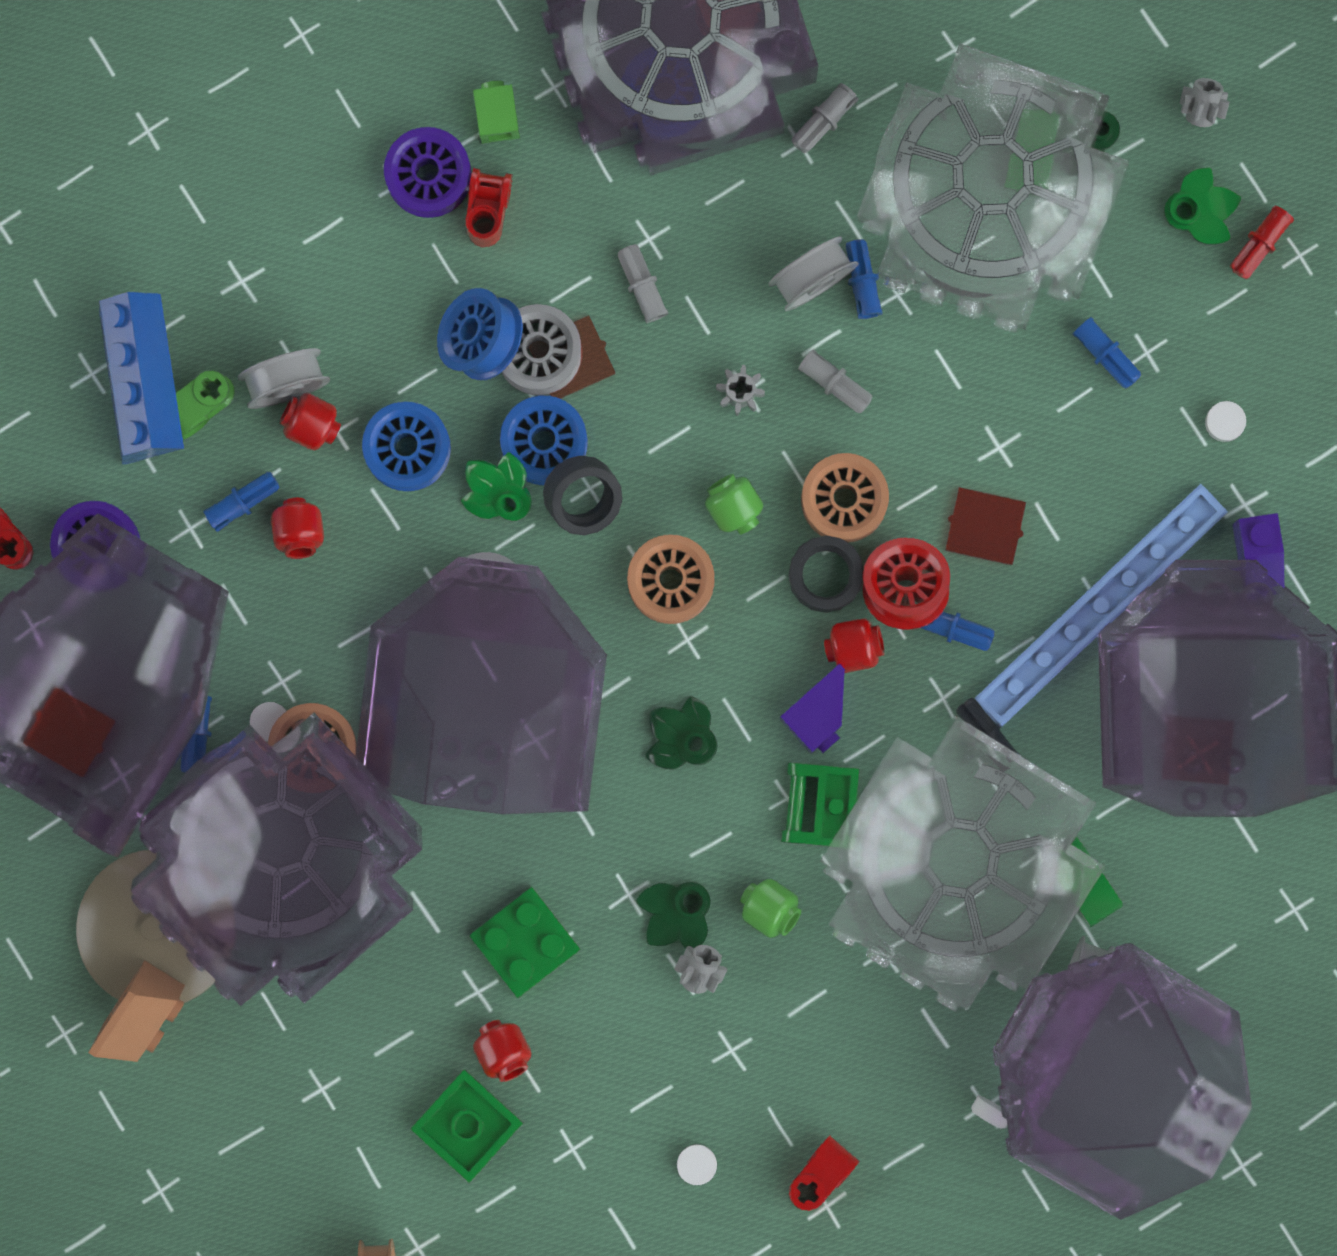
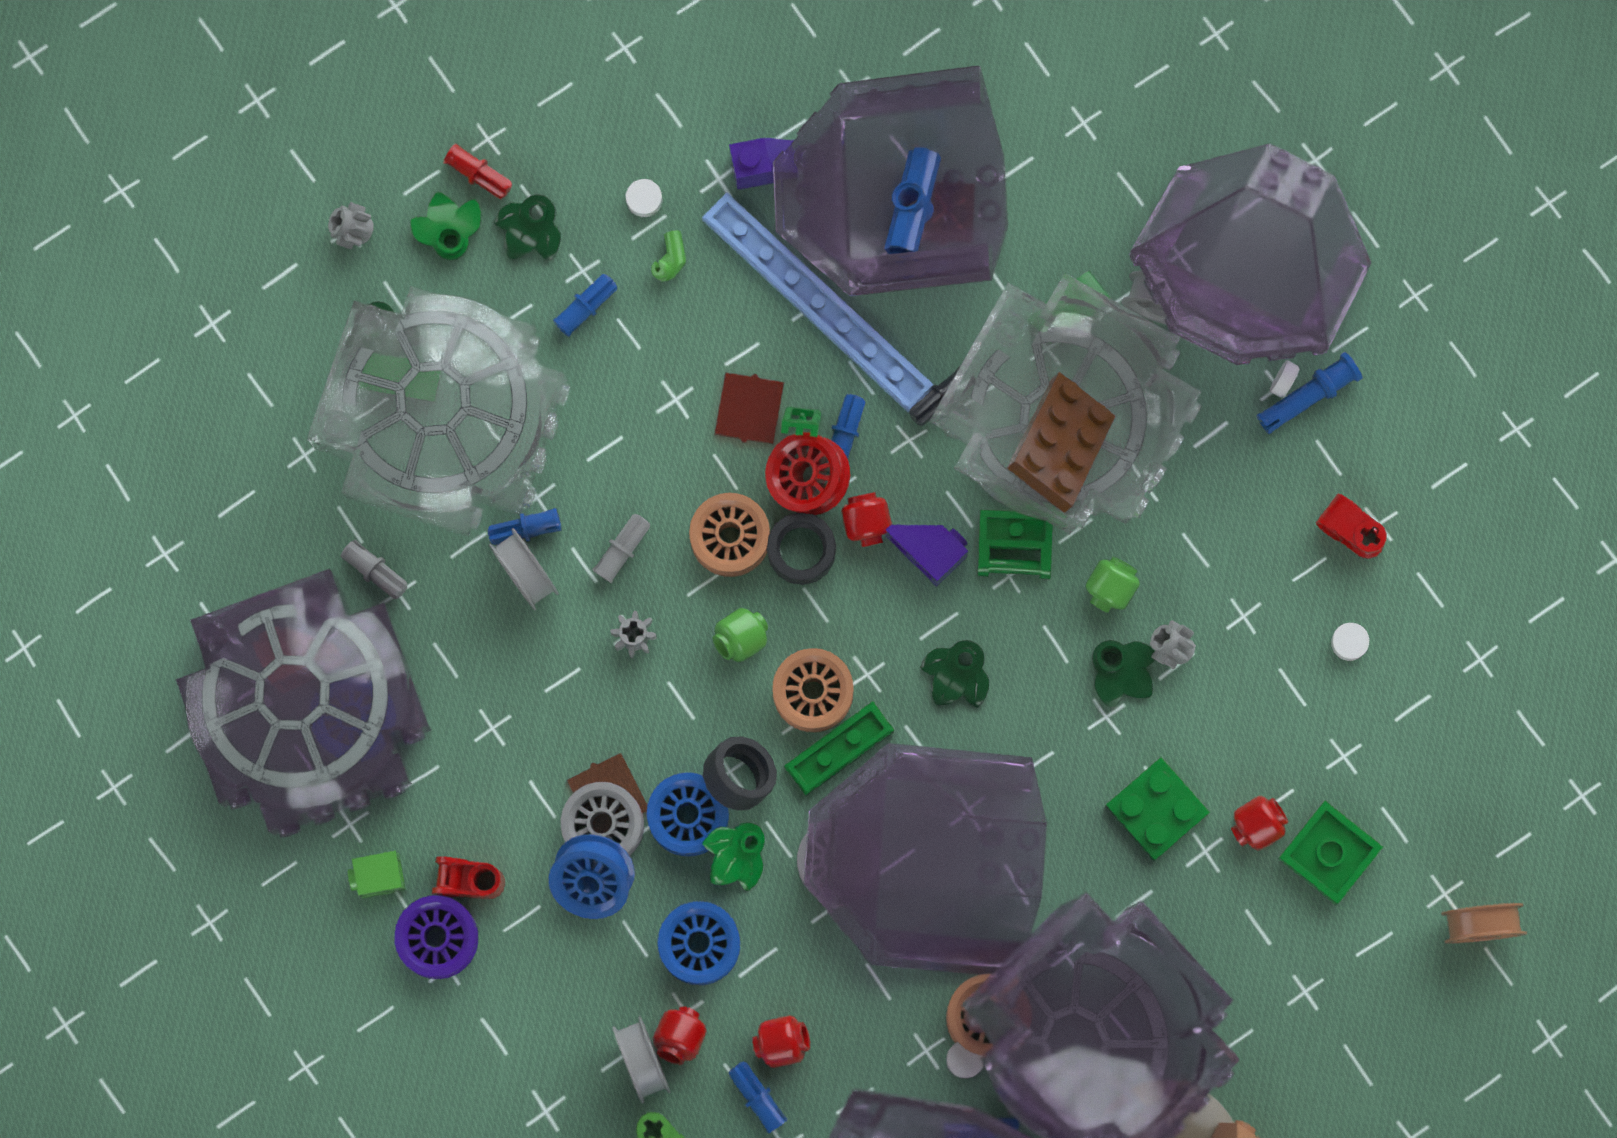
camera: 95 degrees left, 5 degrees down
(607, 605) = (839, 748): none -> green tile
(642, 283) = (535, 731): light grey axle -> none
(920, 855) = (1061, 442): none -> reddish brown plate
(956, 577) = (802, 422): none -> green tile
(982, 1154) = (1324, 384): none -> blue pin
(1153, 449) = (673, 260): none -> bright green arm
(1191, 292) = (527, 233): none -> dark green plate
(1223, 718) = (918, 185): none -> blue piece

